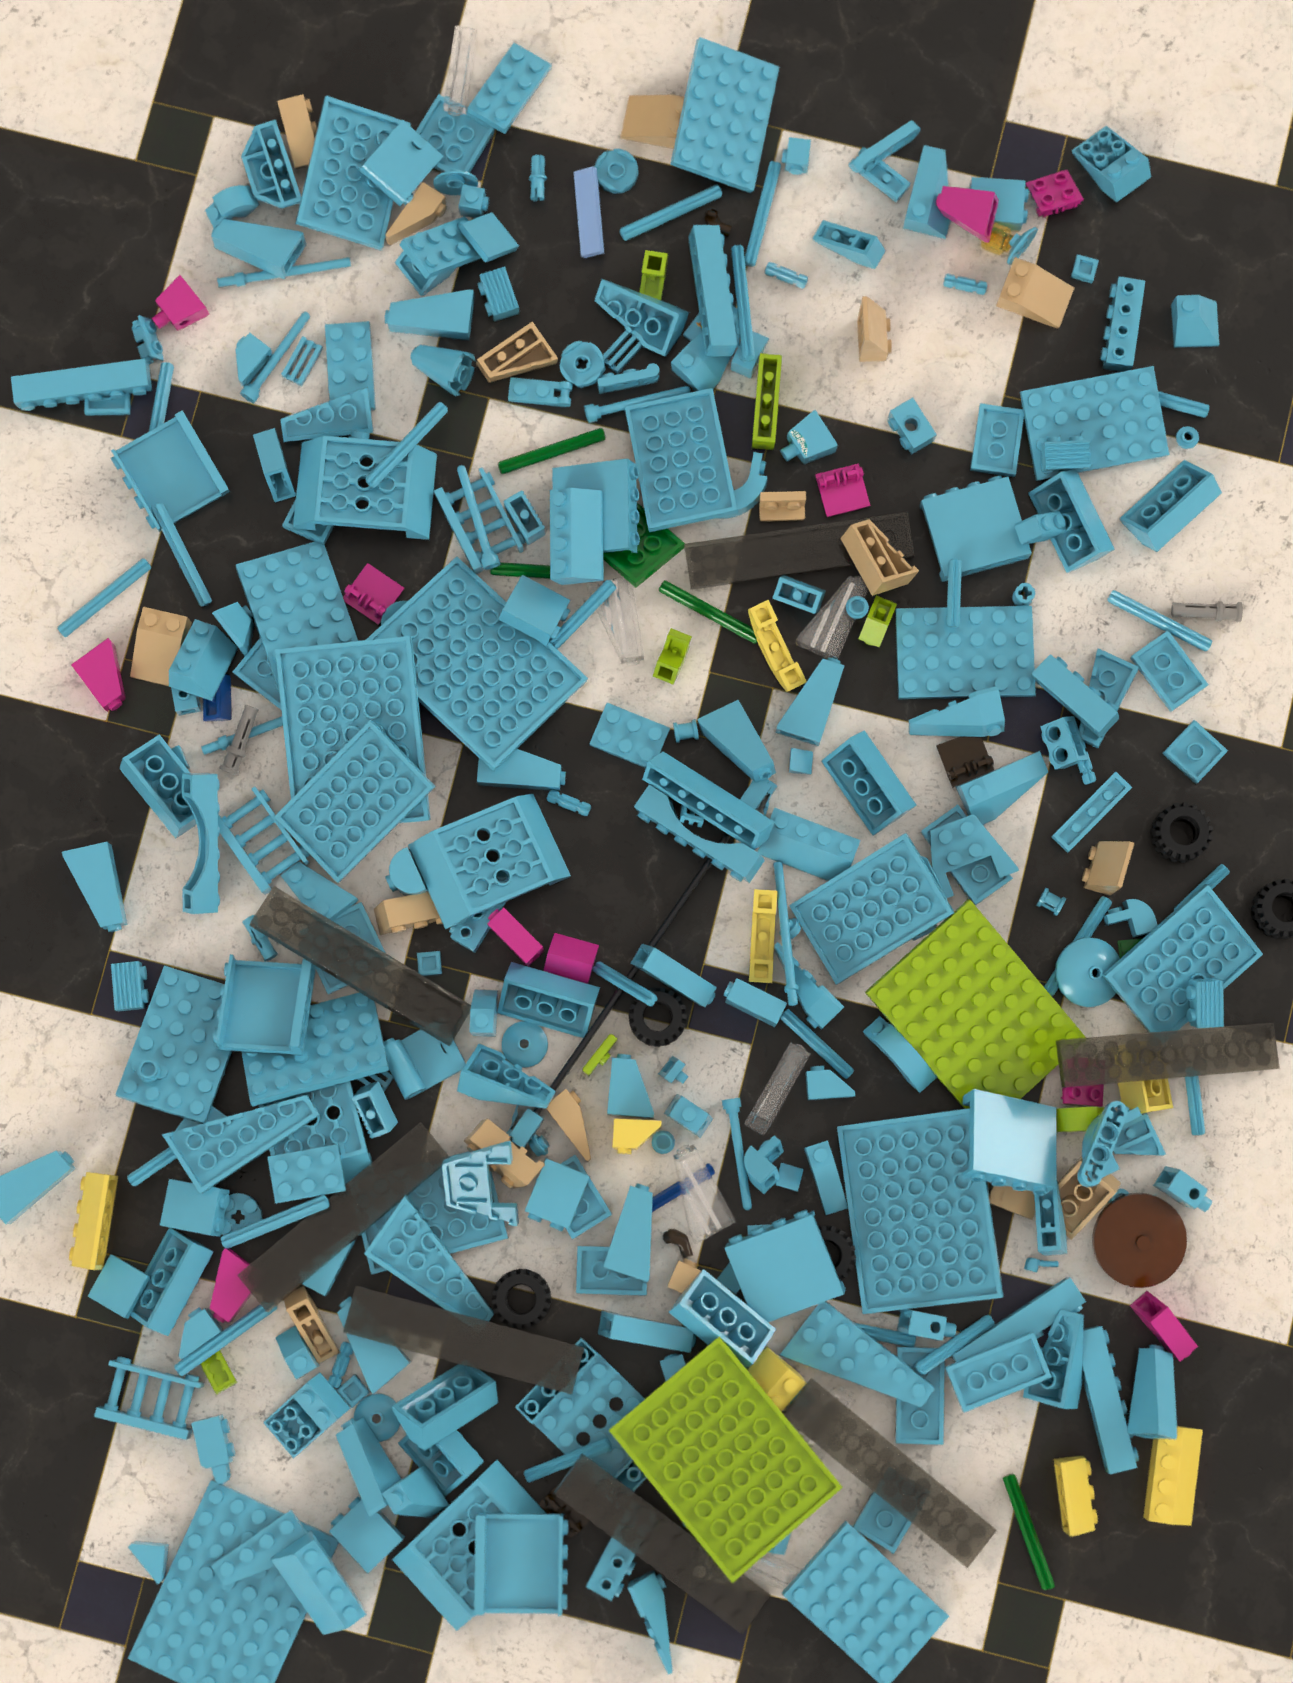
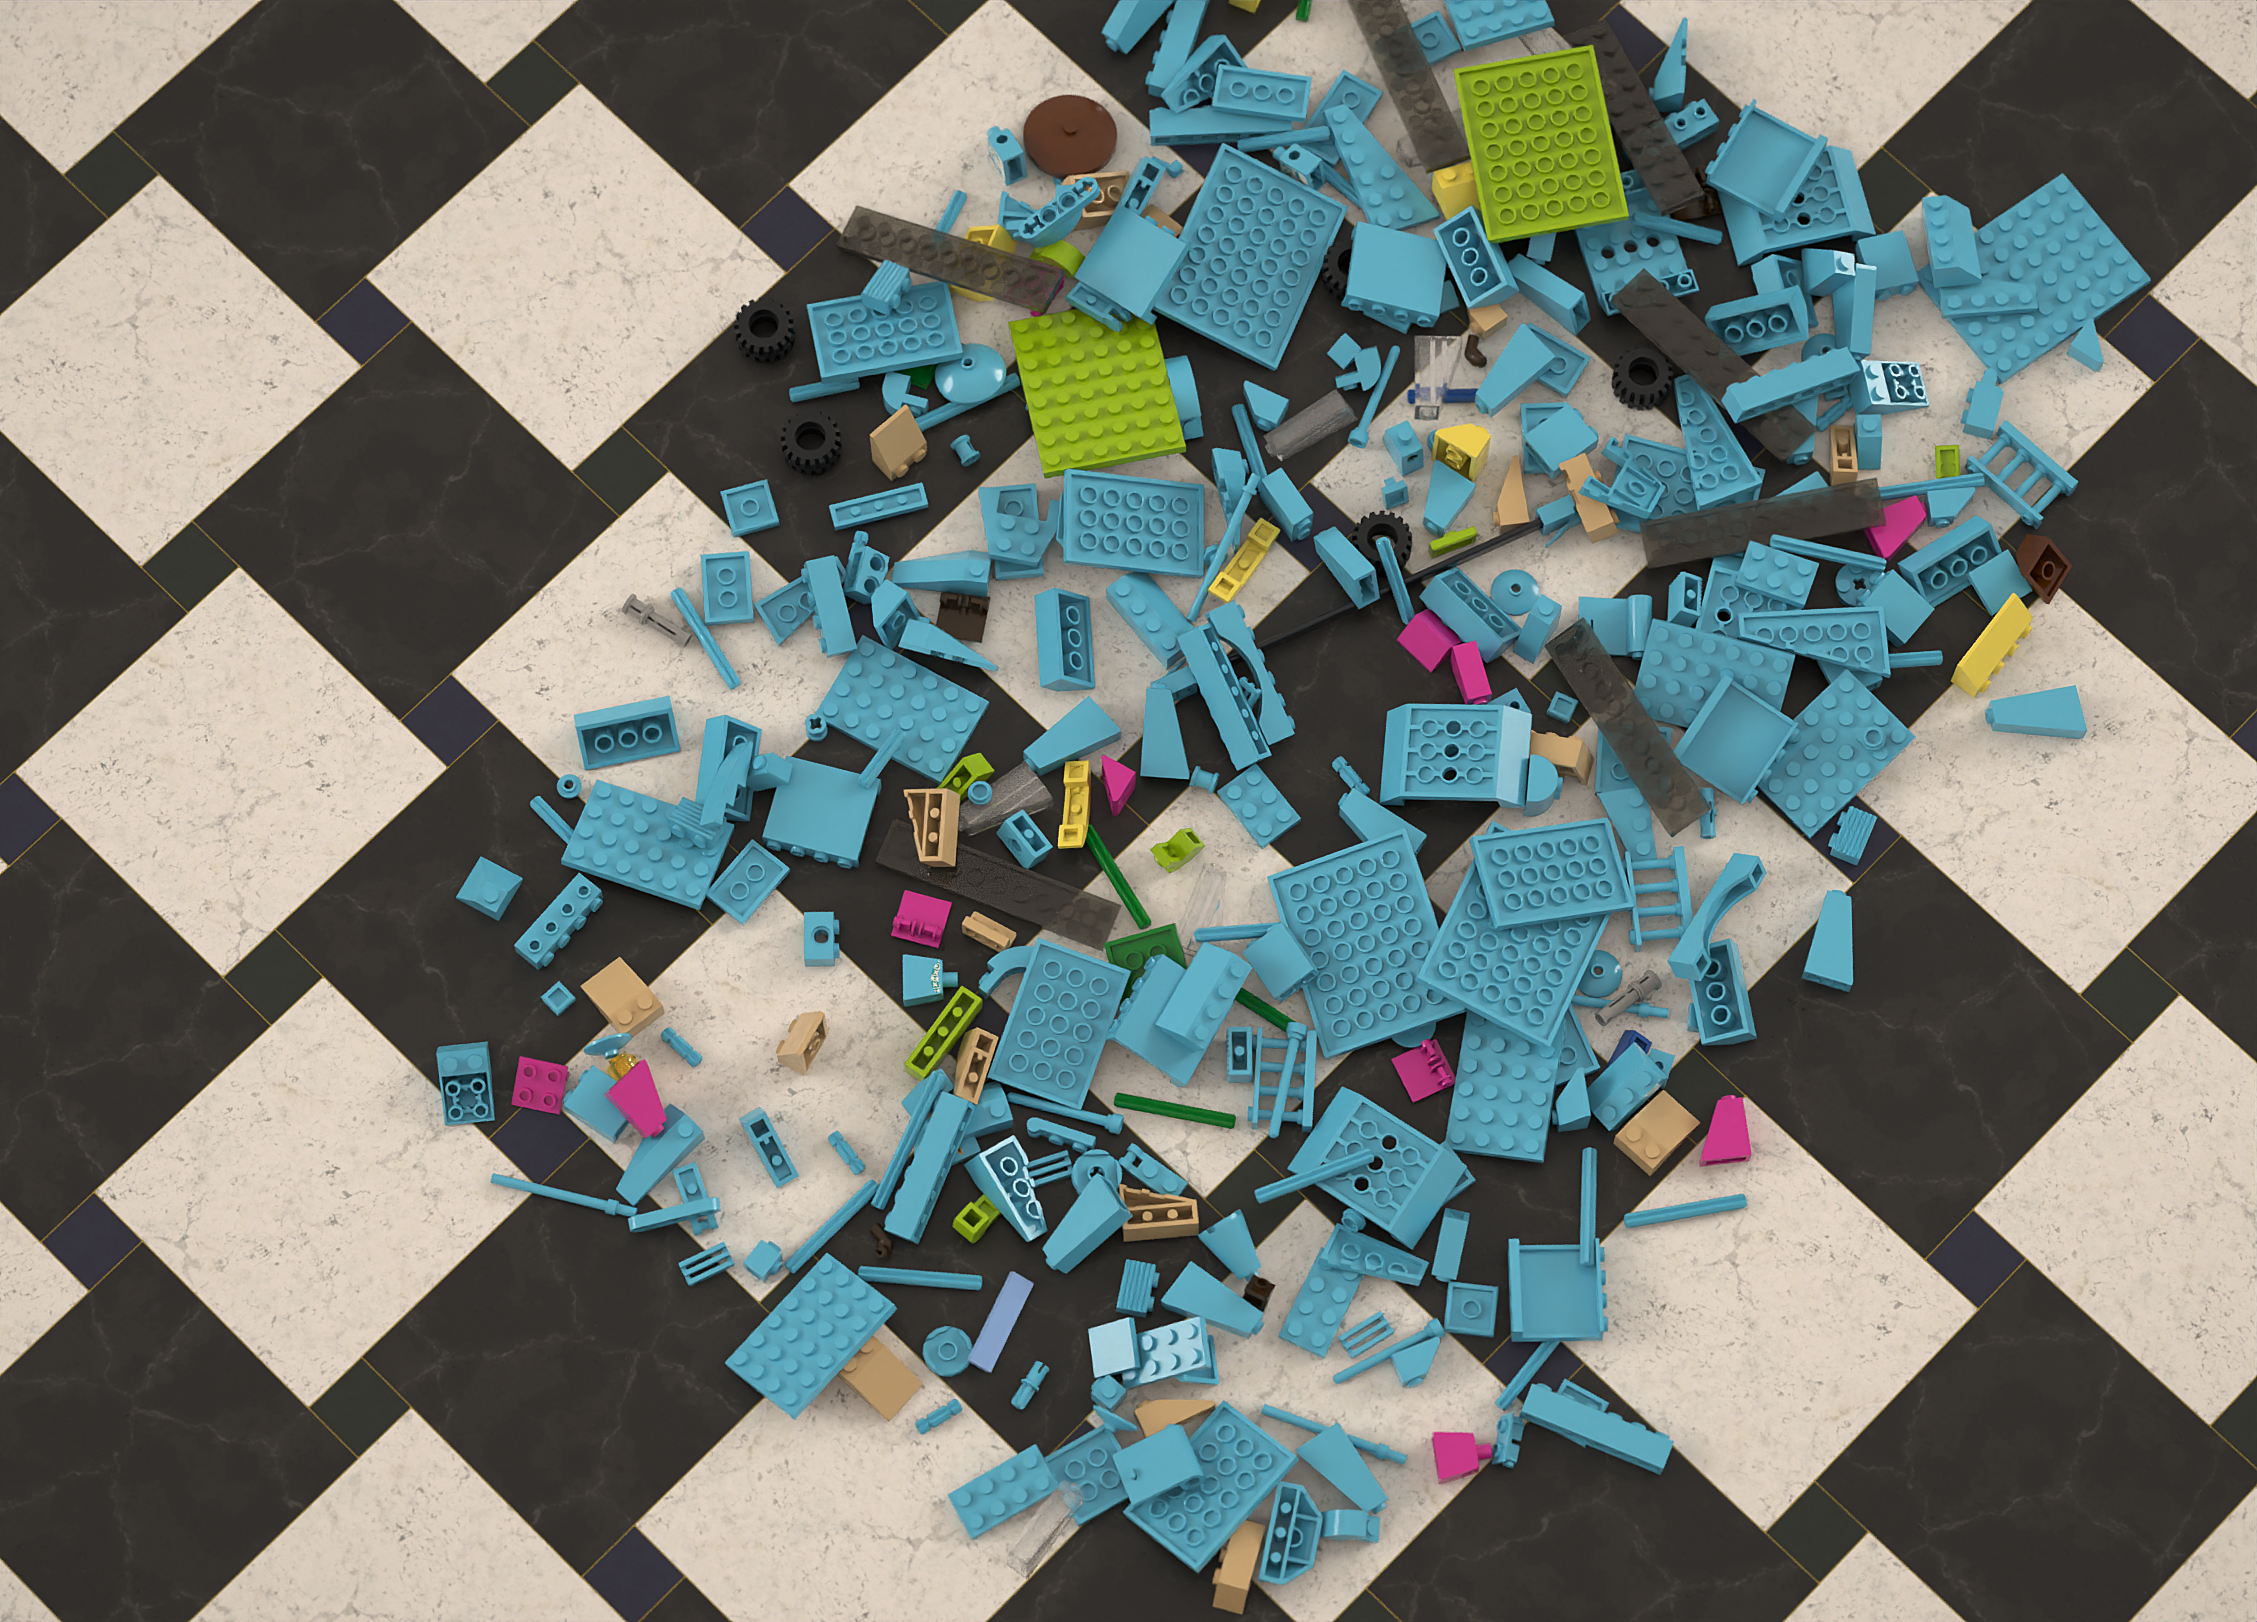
camera: 150 degrees left, 10 degrees down
(90, 1321) = (2042, 565): none -> reddish brown slope
(231, 426) = (1471, 1309): none -> medium azure tile
(265, 755) = (1604, 984): none -> medium azure dish
(384, 1354) = (1790, 384): none -> medium azure brick
(402, 340) = (1258, 1292): none -> dark brown bracket
(494, 1079) = (1557, 567): medium azure wedge -> none
(539, 1145) = (1551, 494): medium azure plate -> none
(564, 314) = (1086, 1225): none -> medium azure slope
(593, 118) = (938, 1416): none -> medium azure axle
(728, 388) = (973, 1063): none -> tan slope
(753, 681) = (1118, 783): none -> dark pink slope
(800, 761) = (1115, 696): medium azure slope -> none
(826, 1177) = (1311, 335): medium azure slope -> none
(849, 118) = (696, 1258): none -> medium azure tile
(940, 133) = (610, 1207): none -> medium azure bar
(1023, 719) = (891, 612): none -> medium azure slope
(1023, 1089) = (1097, 306): none -> medium azure hinge
(1063, 501) = (729, 778): none -> medium azure slope
(1164, 1325) = (1094, 59): dark pink slope -> none

